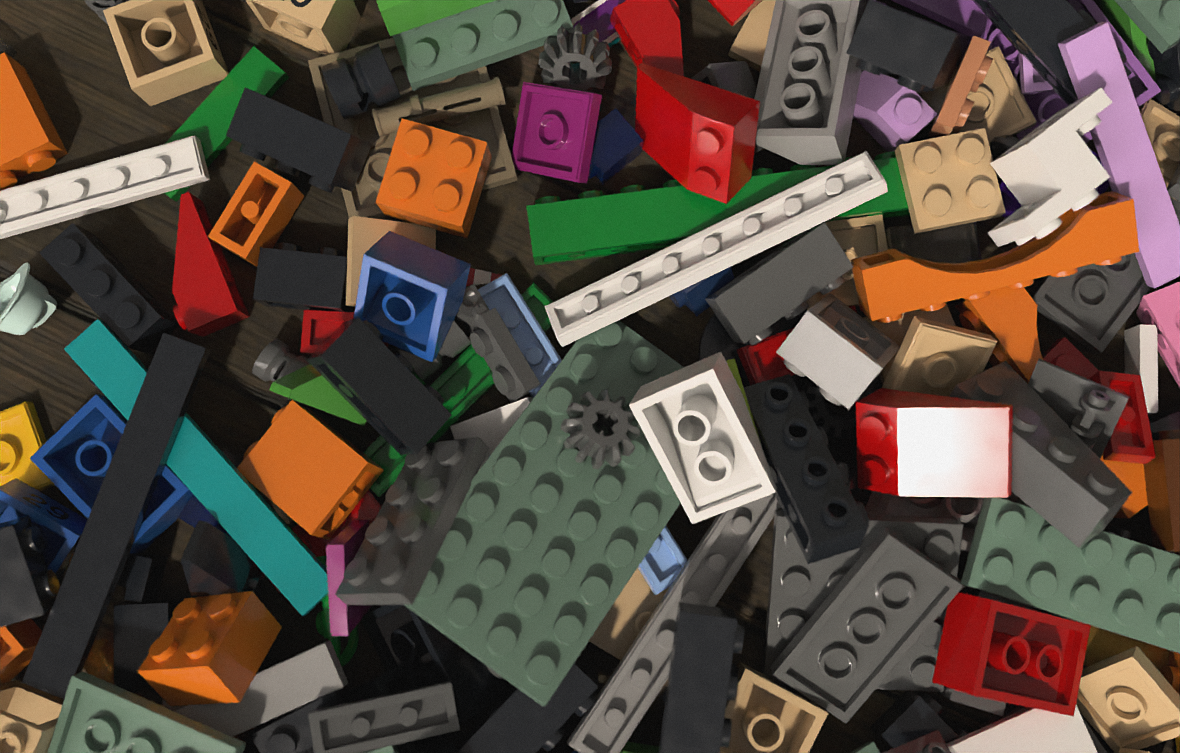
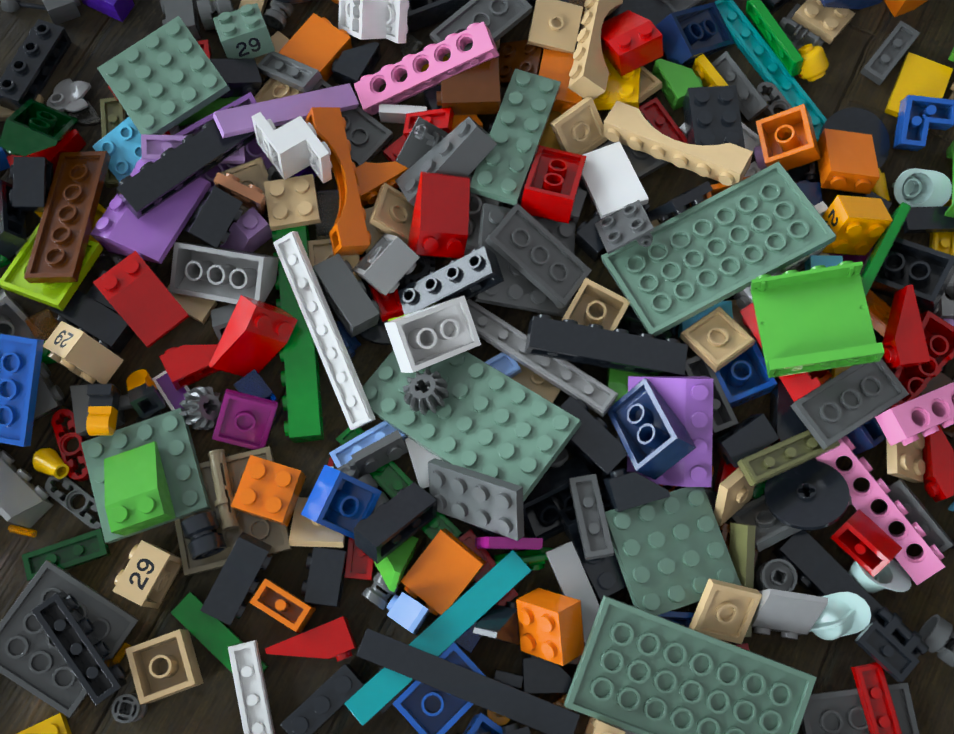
camera: 90 degrees left, 10 degrees down
(241, 413) = (407, 612): none -> light blue slope

